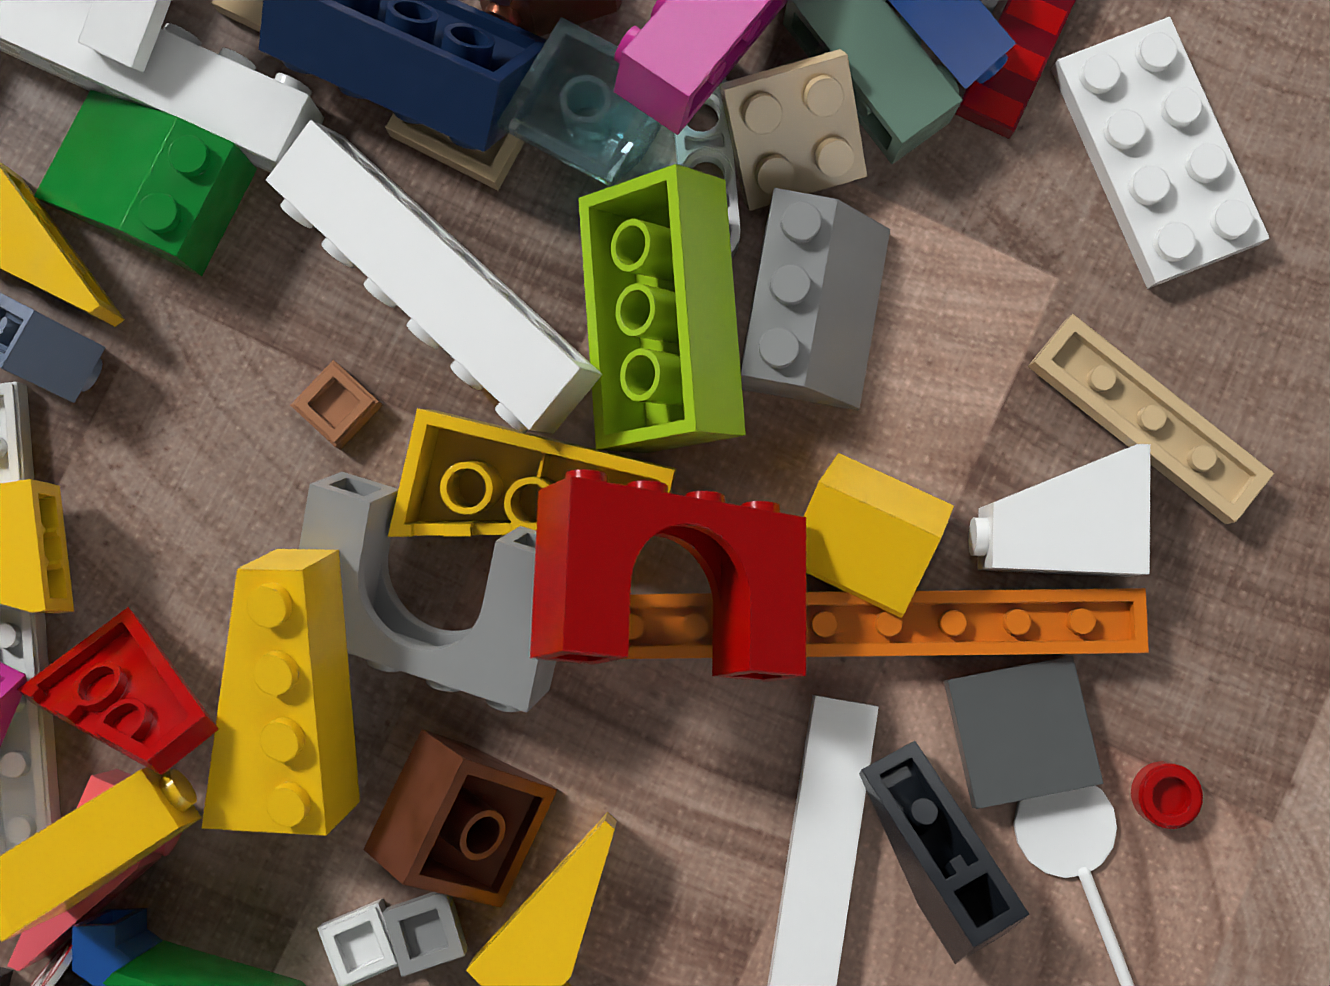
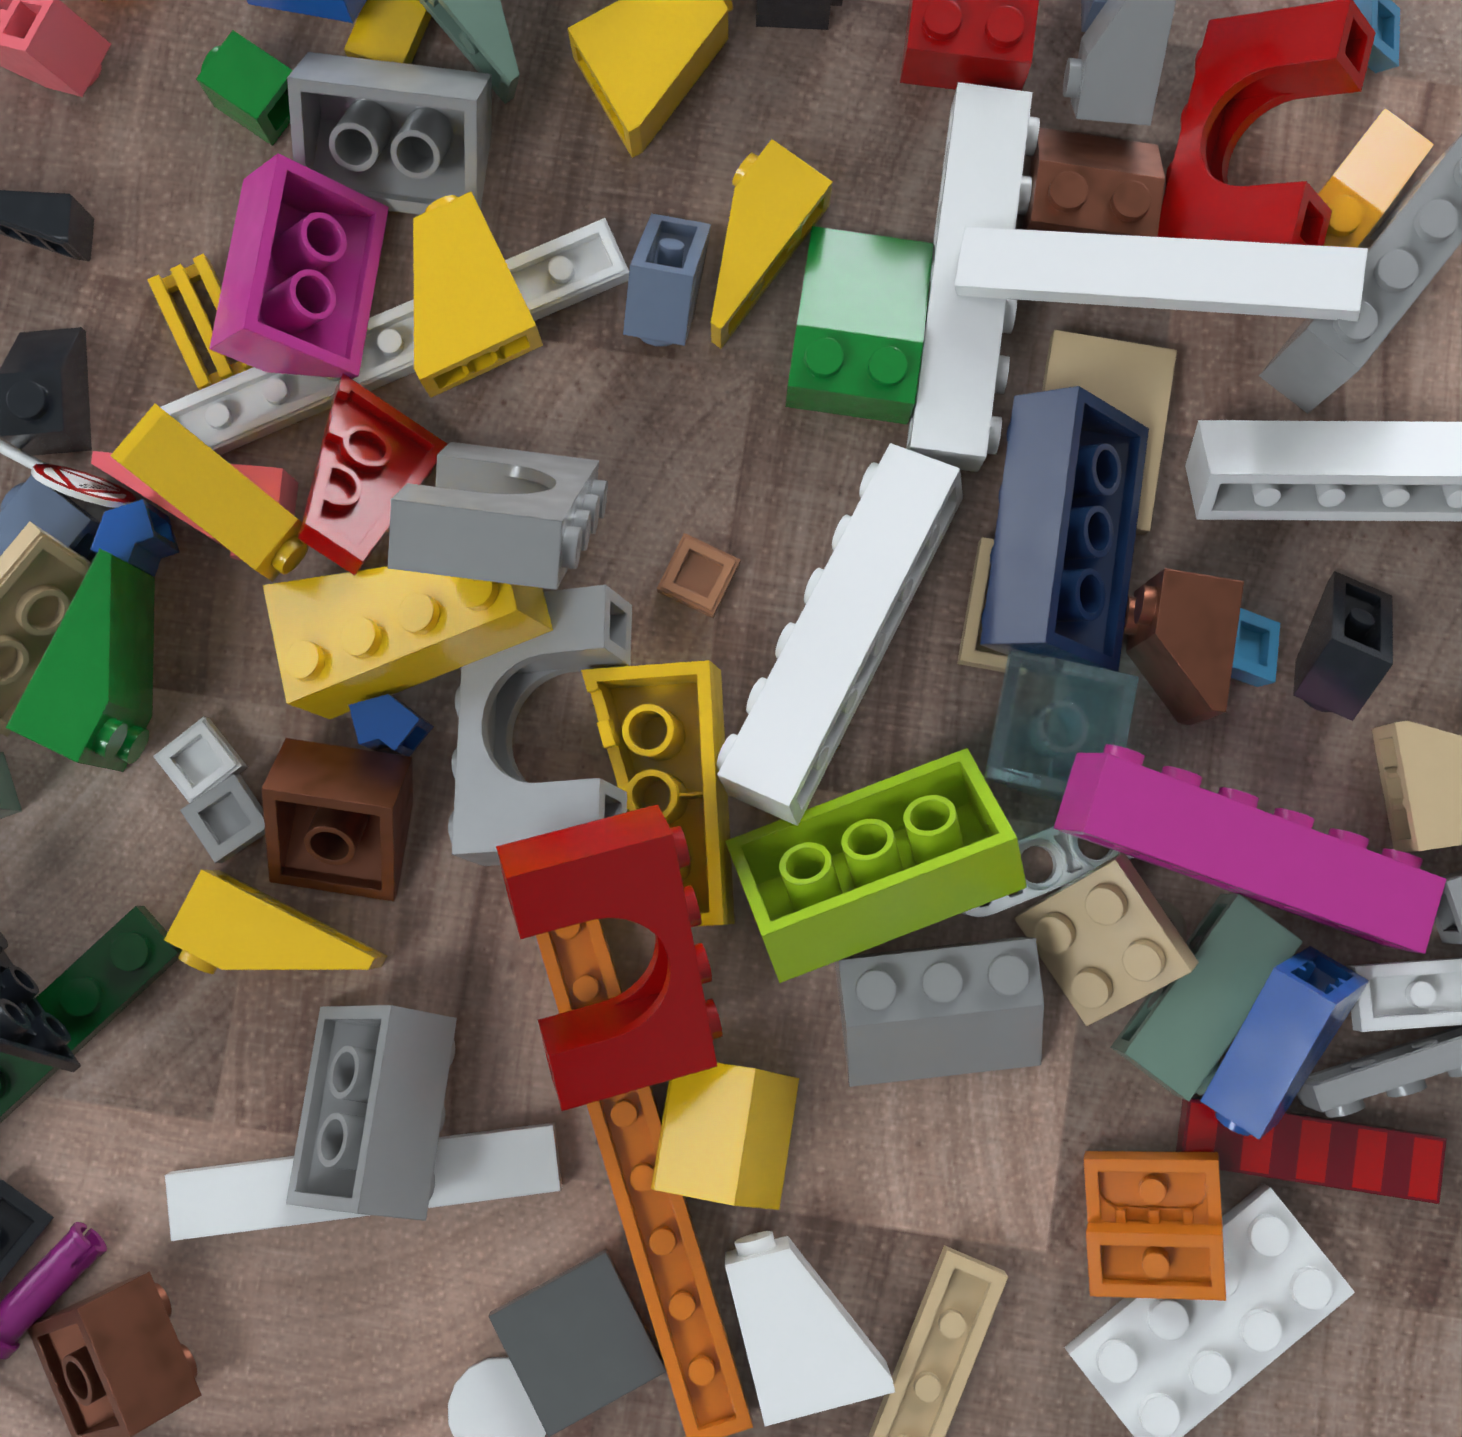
camera: 75 degrees right, 0 degrees up
(204, 569) = (498, 516): none -> light grey arch
(382, 742) = (388, 723): none -> blue piece
(751, 865) = (373, 1111): none -> light grey slope
(941, 854) = (435, 1292): black slope -> none
(1063, 169) = (1154, 1225): none -> orange slope

